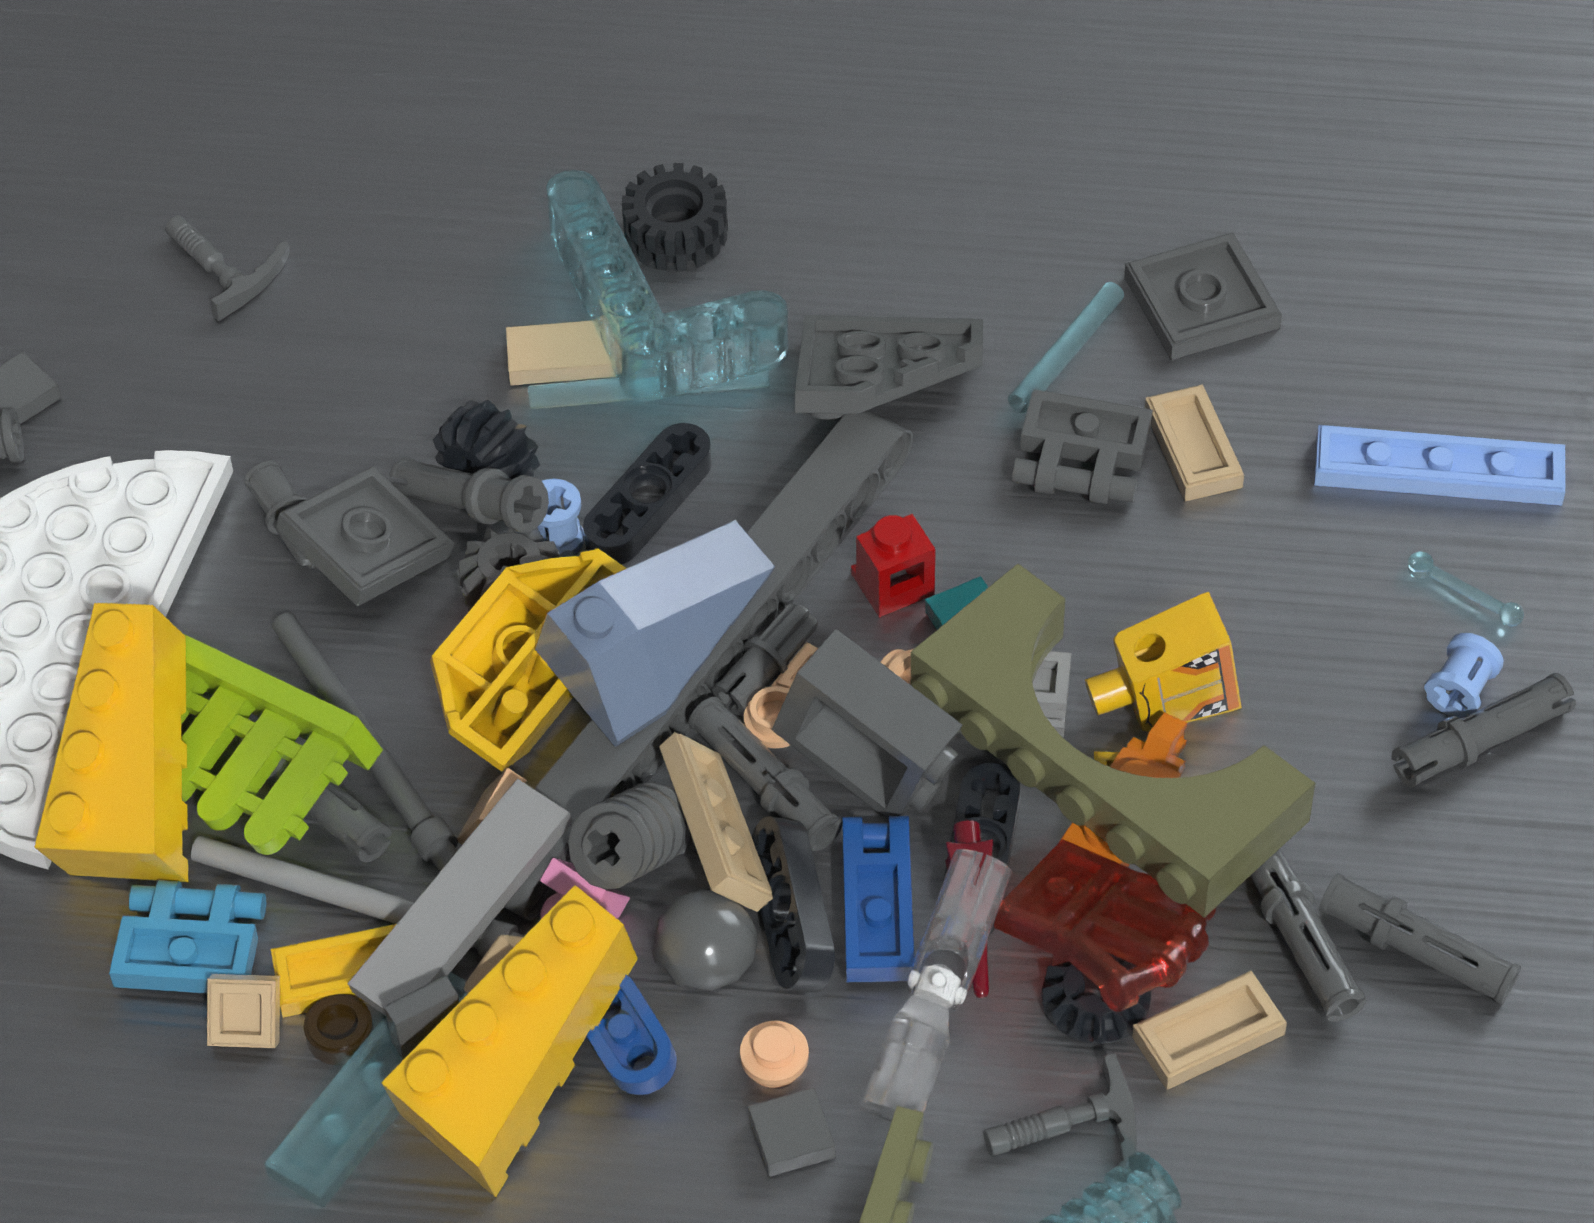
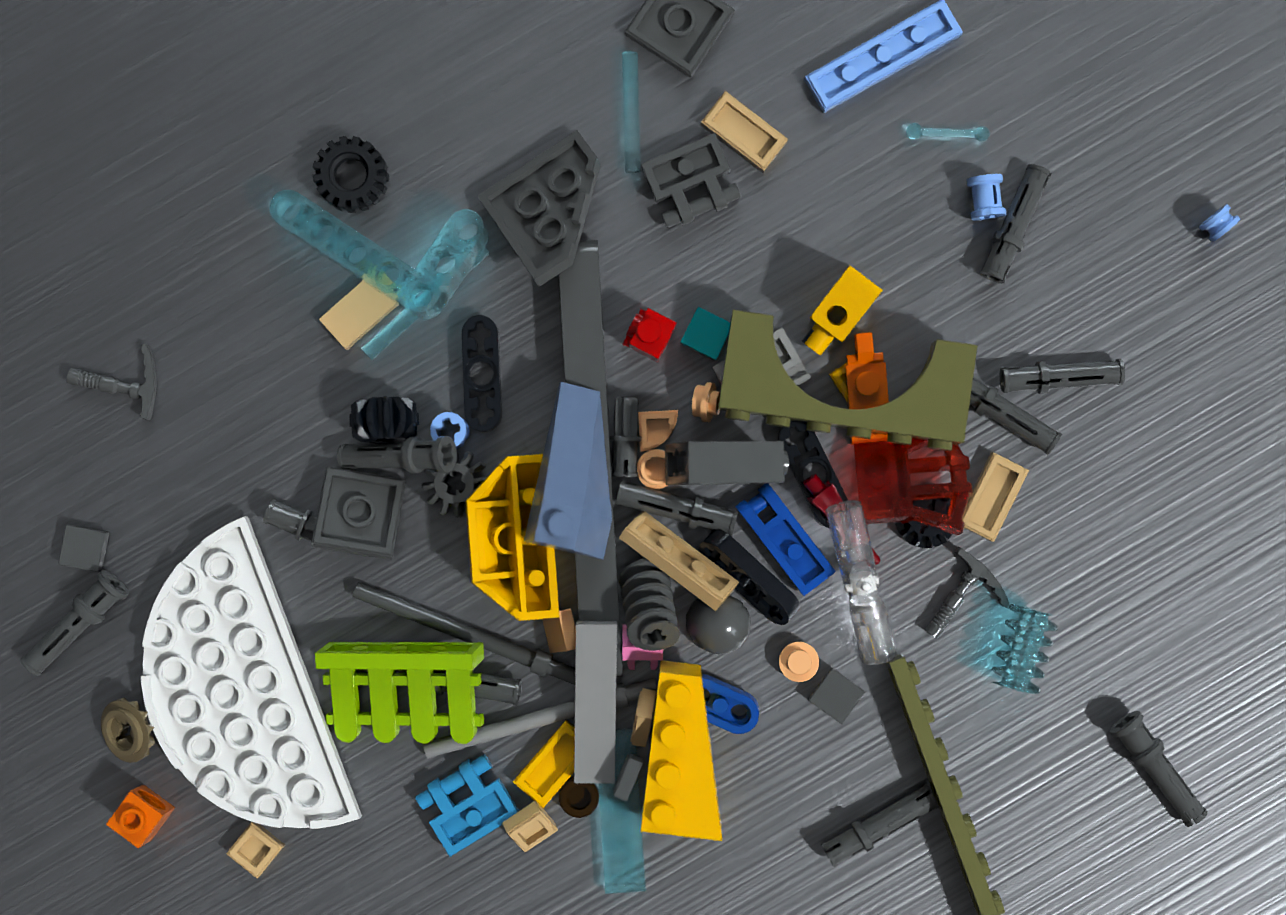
camera: 35 degrees left, 35 degrees up
(121, 753) = (358, 747): yellow wedge -> none

